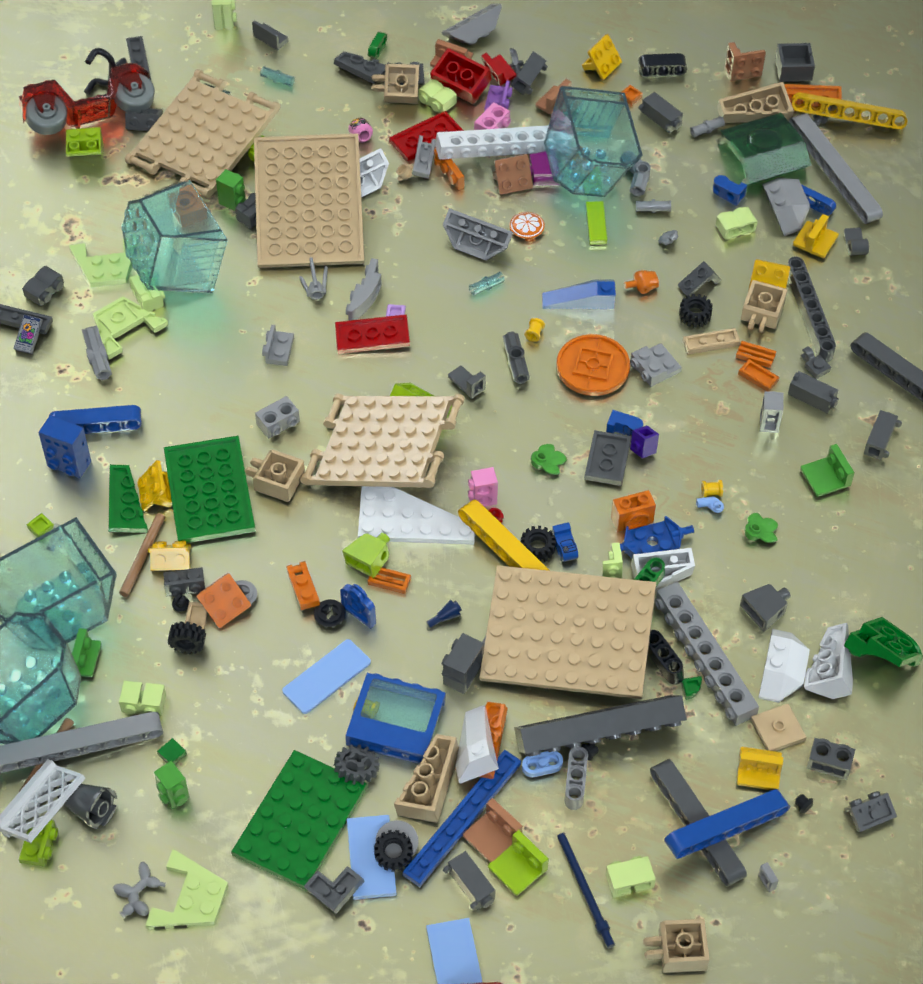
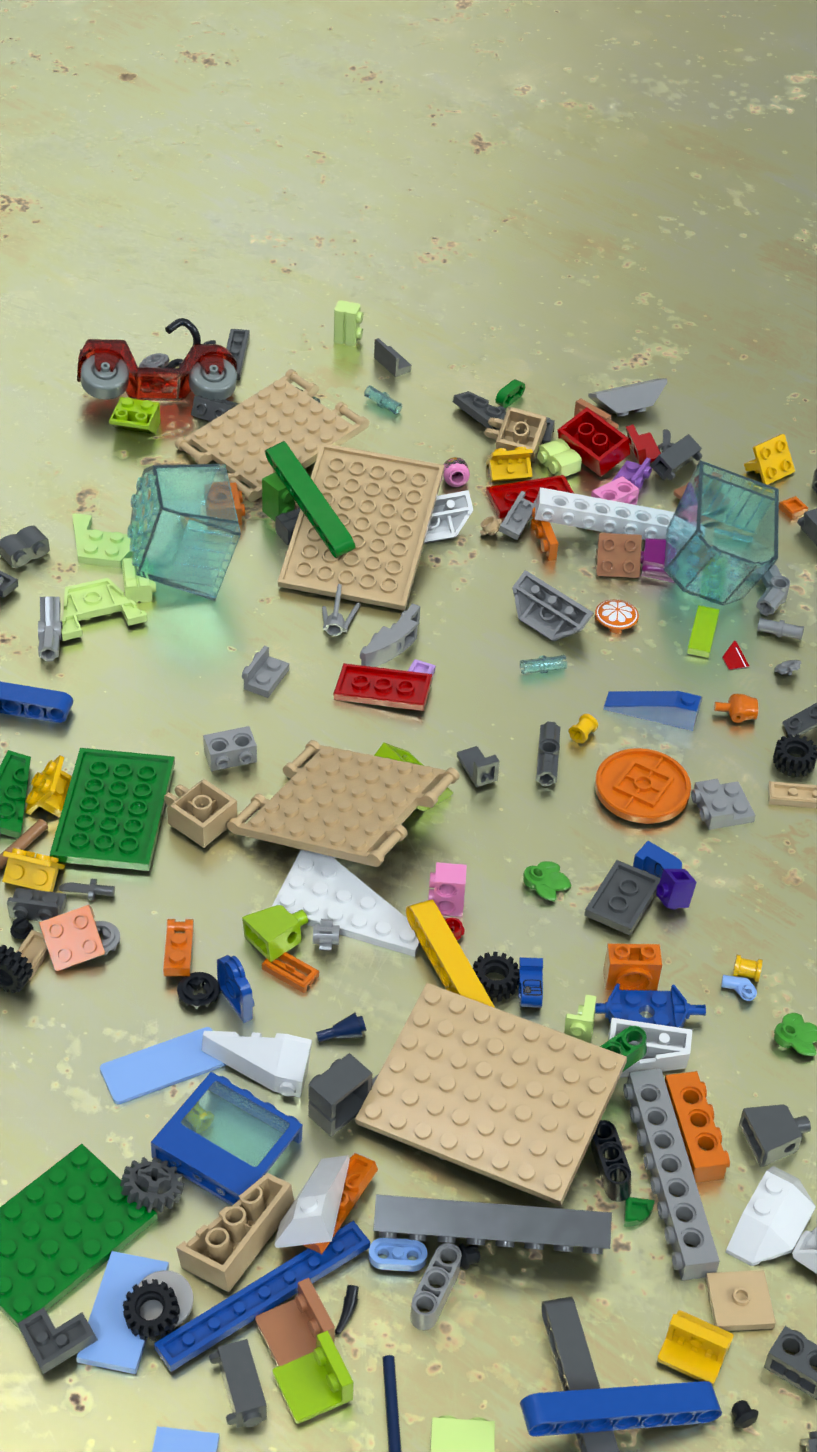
camera: 15 degrees right, 10 degrees down
(79, 83) = (155, 361): none -> light grey gear
(216, 558) = (92, 889): none -> dark grey piece
(261, 189) = (310, 499): none -> green beam
(401, 113) = (510, 464): none -> yellow bracket
(406, 546) = (326, 934): none -> light grey gear
(406, 653) = (272, 1062): none -> white wedge
(522, 808) = (349, 1306): none -> black helmet
(625, 238) = (734, 657): none -> red sticker
(702, 590) = (687, 1089): none -> orange brick

